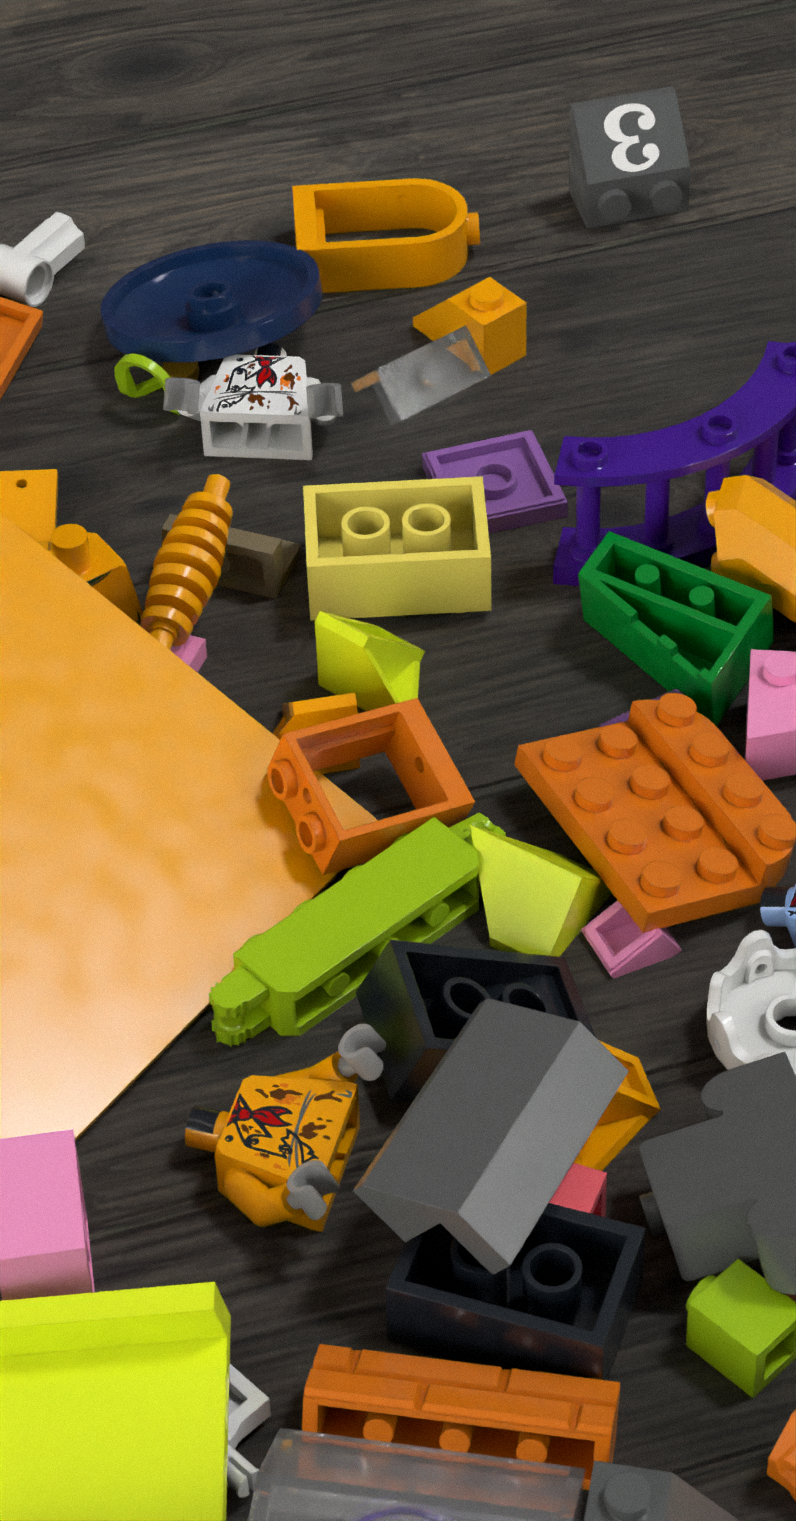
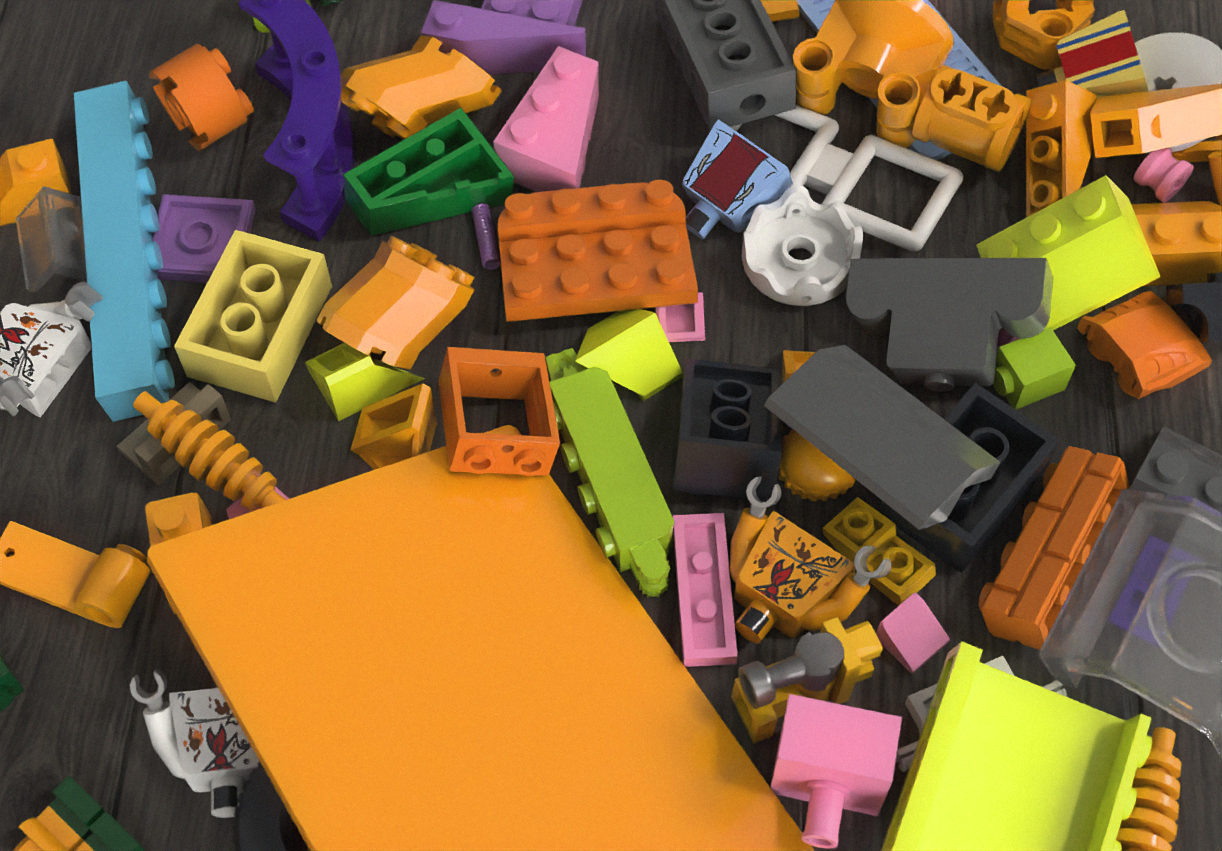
camera: 70 degrees left, 15 degrees up
(147, 1186) = (820, 669): none -> hips
(214, 1071) = (704, 590): none -> bright pink plate
(272, 1301) = (912, 633): none -> bright pink slope
(358, 1260) = (864, 526): none -> yellow slope
(433, 413) = (119, 249): none -> medium azure brick
(473, 651) = (397, 303): none -> light orange brick
(662, 383) = (201, 95): none -> orange brick

